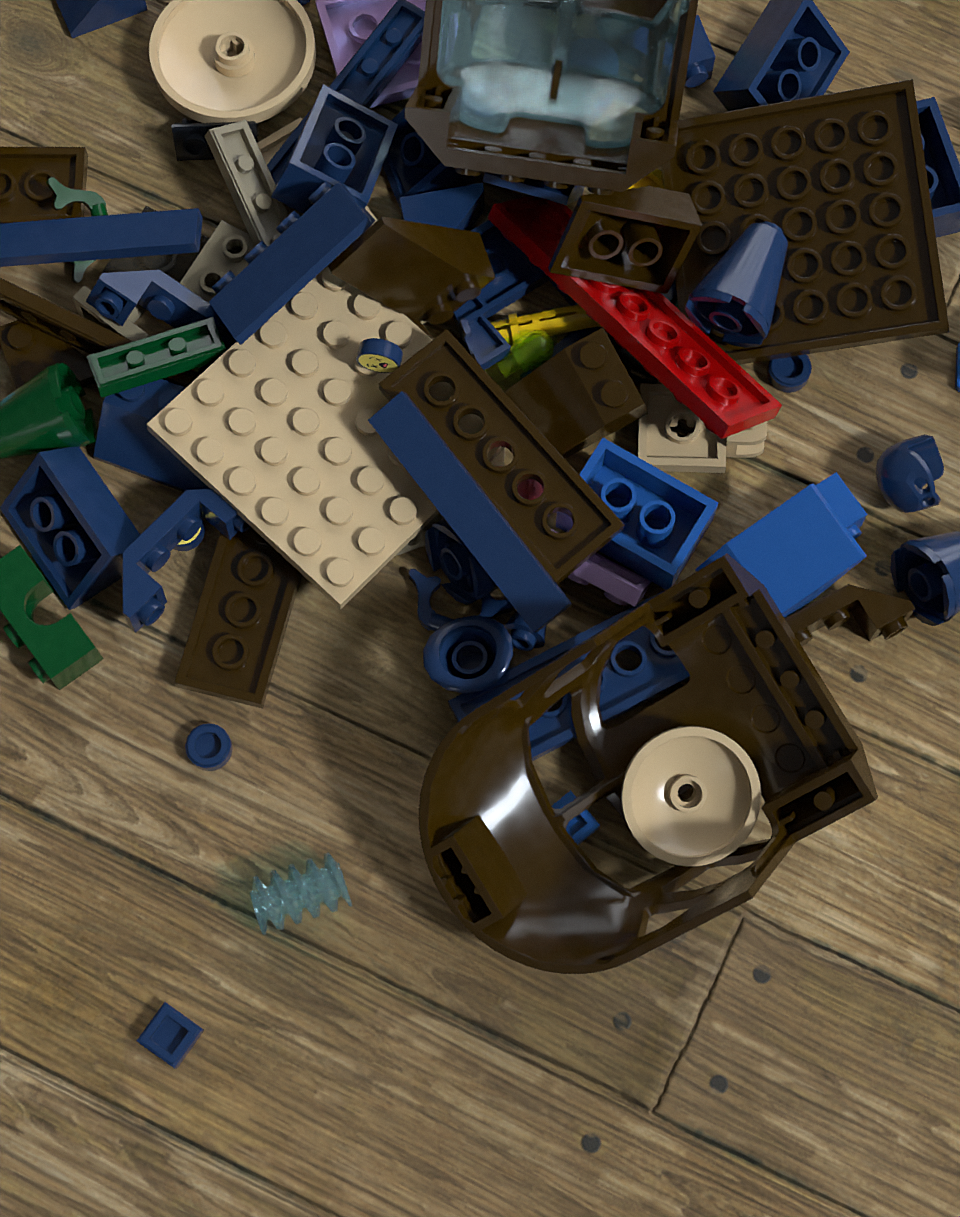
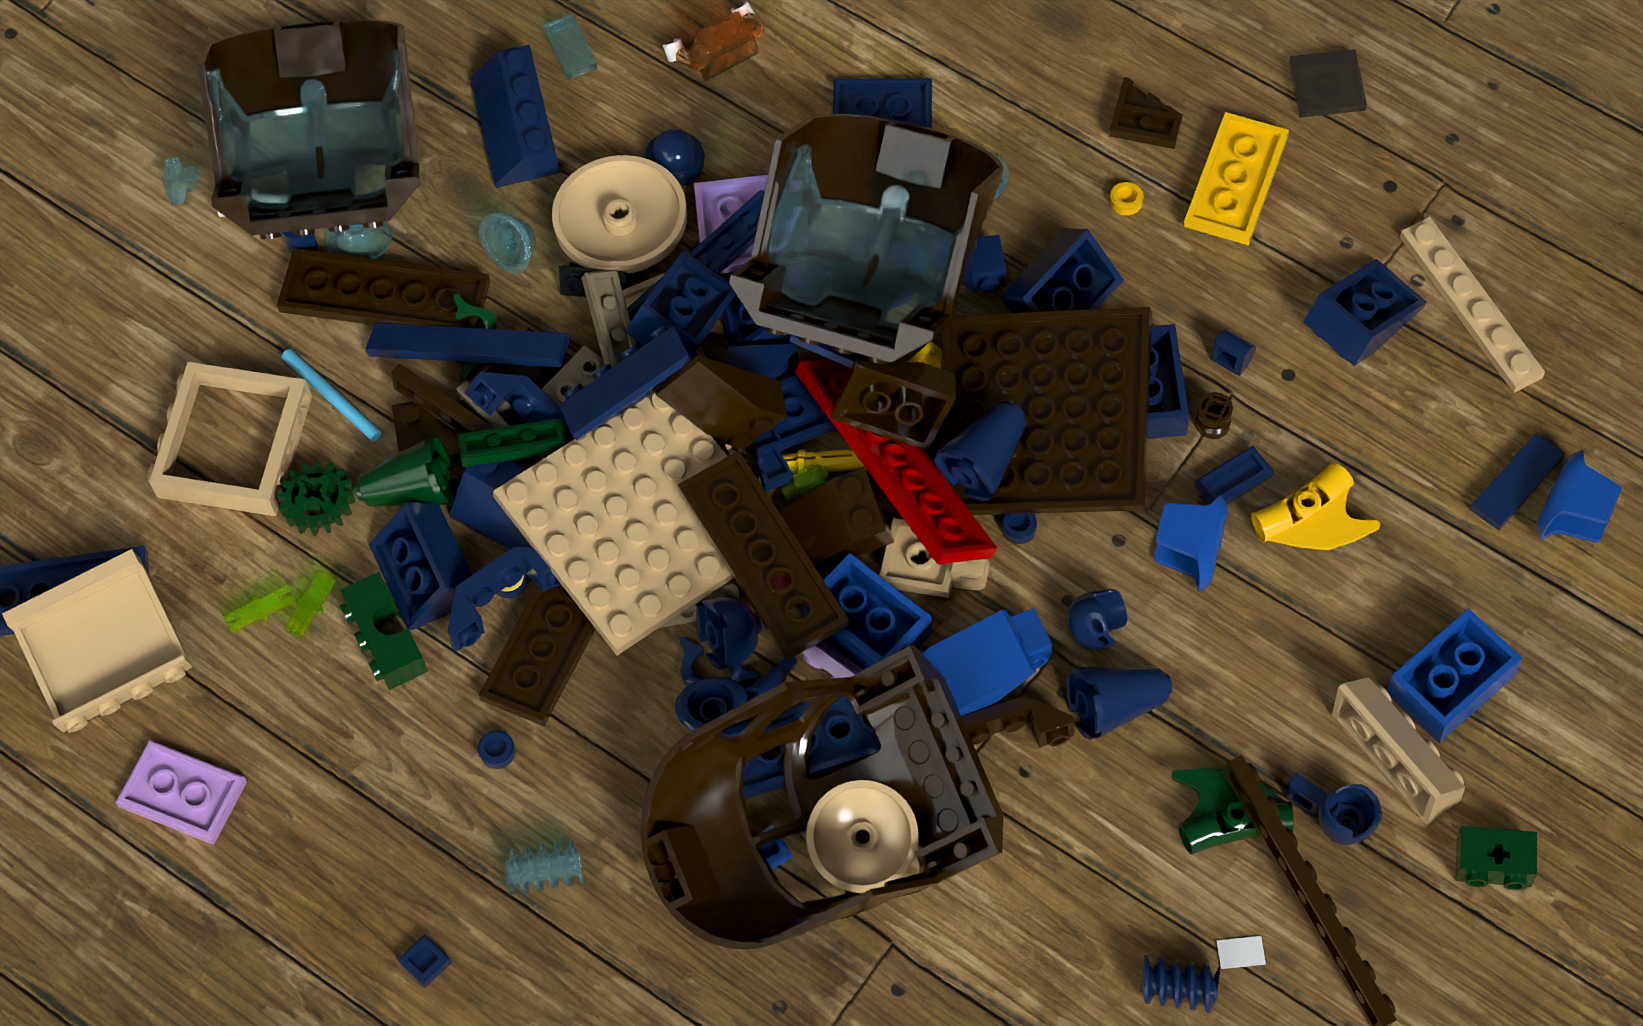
camera: 15 degrees right, 10 degrees down
(100, 103) = (507, 241): none -> clear light blue hat
(379, 355) = (682, 463): dark blue tile -> none
(469, 512) = (729, 592): dark blue tile -> none

